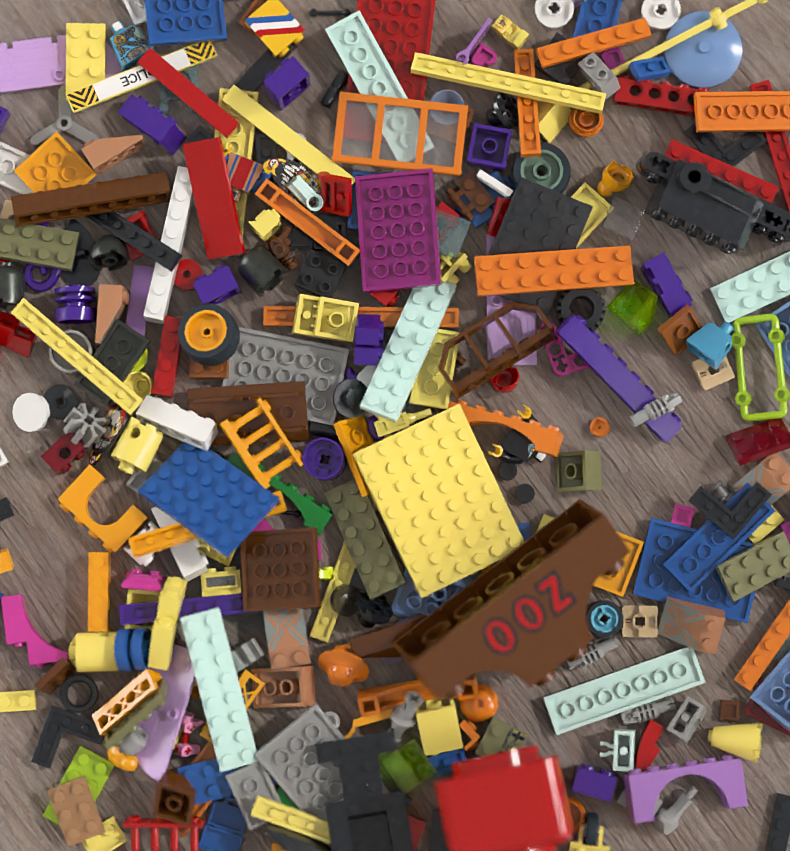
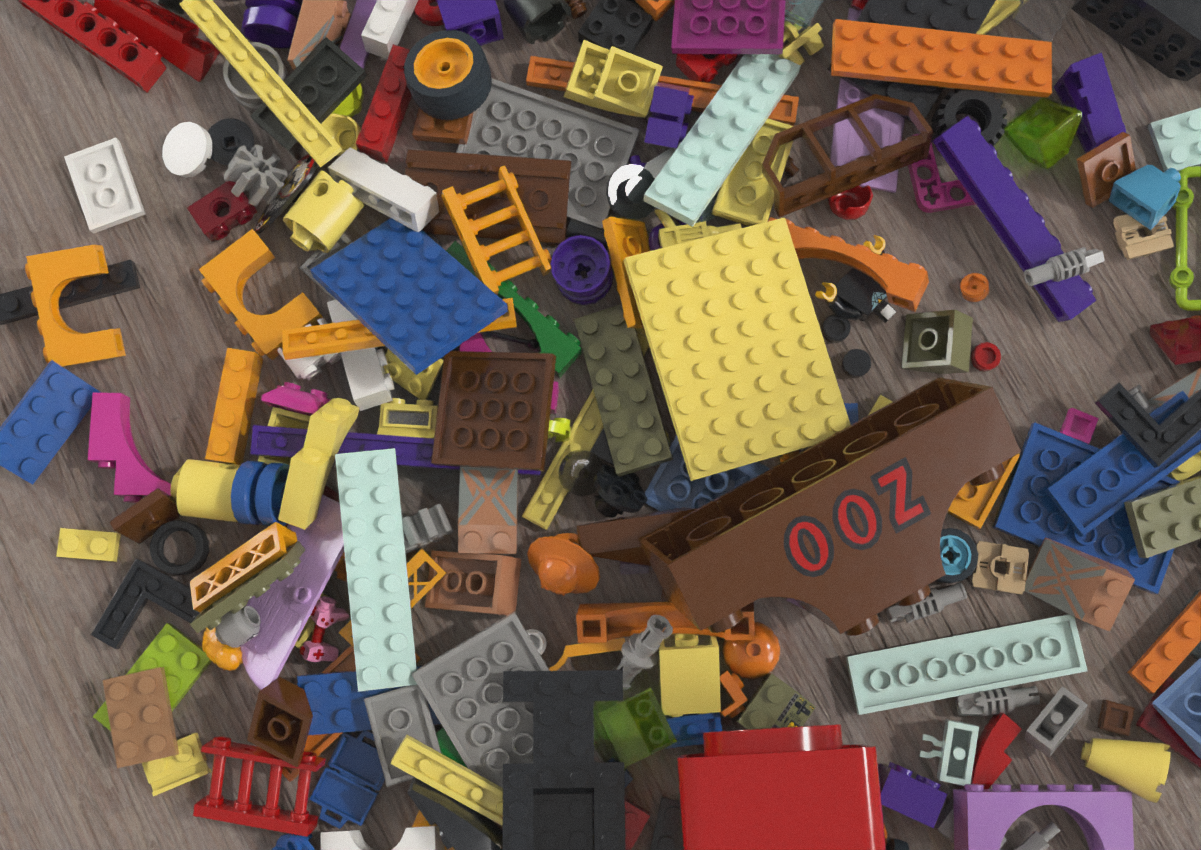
camera: 10 degrees right, 5 degrees down
(613, 475) = (985, 356): none -> red tile

